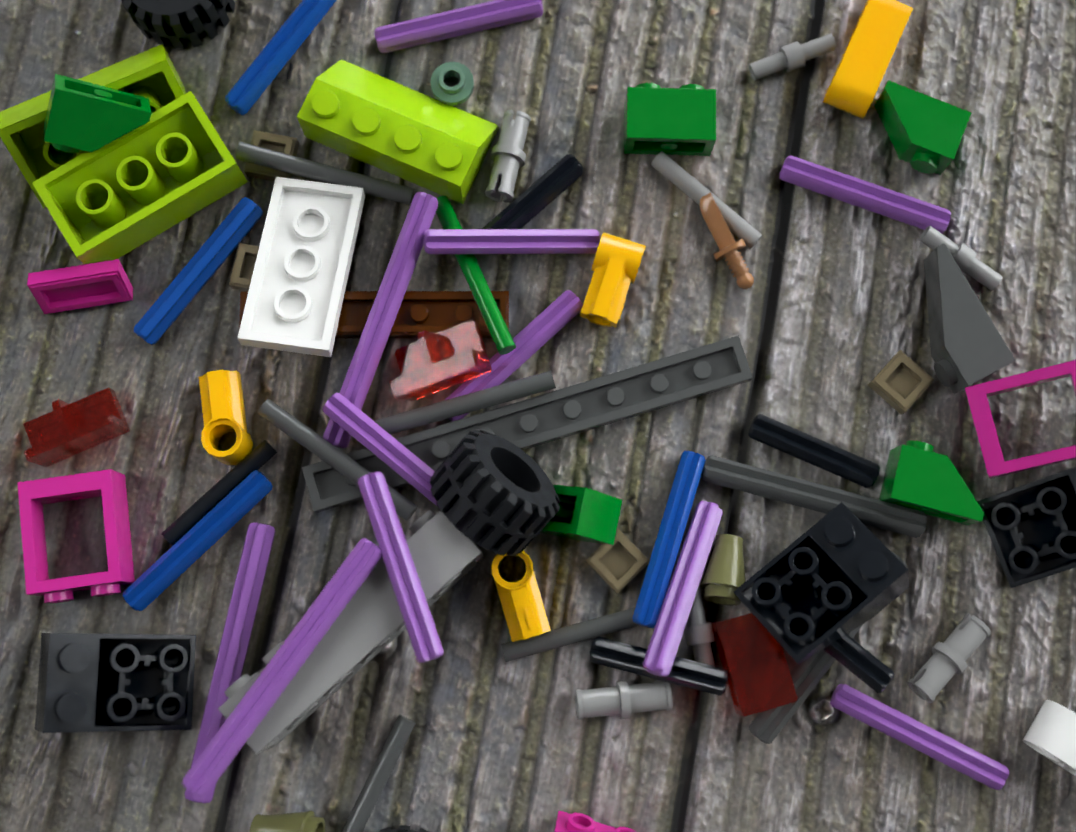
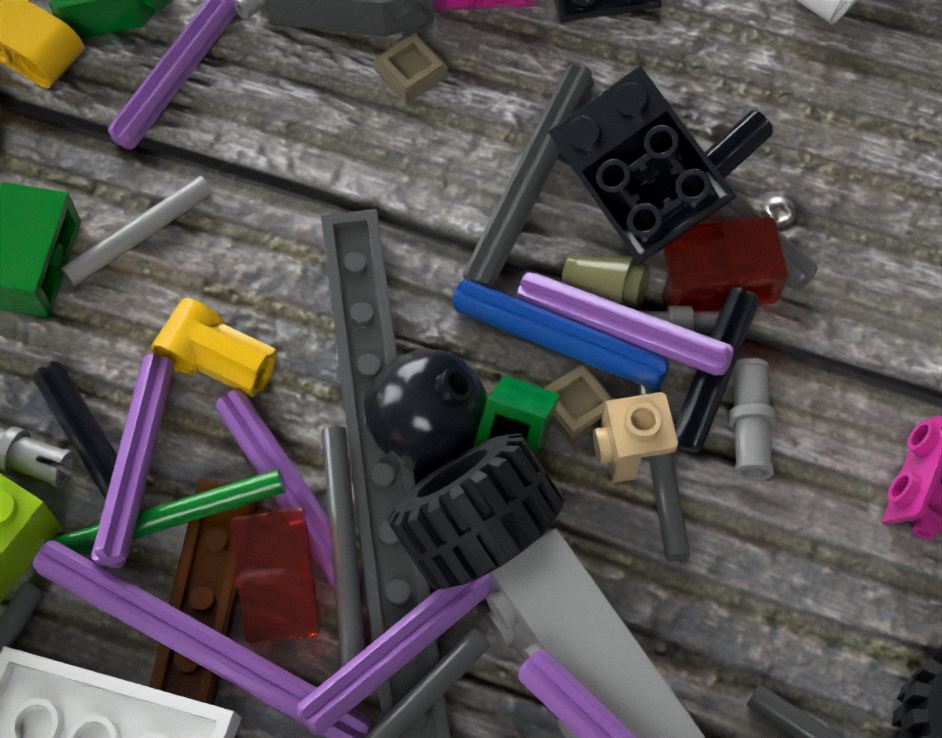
camera: 80 degrees left, 15 degrees down
(400, 567) = (562, 629): medium lavender axle -> none
(521, 601) = (614, 519): yellow piece -> none
(581, 444) = (425, 408): none -> black cylinder
(588, 607) = (633, 430): none -> tan bracket
(725, 241) = (197, 215): medium nougat piece -> none
(814, 451) = (475, 167): black axle -> none
(919, 736) = (817, 120): medium lavender axle -> none
(928, 483) = (534, 56): green slope -> none
(949, 658) = (734, 71): light grey pin -> none

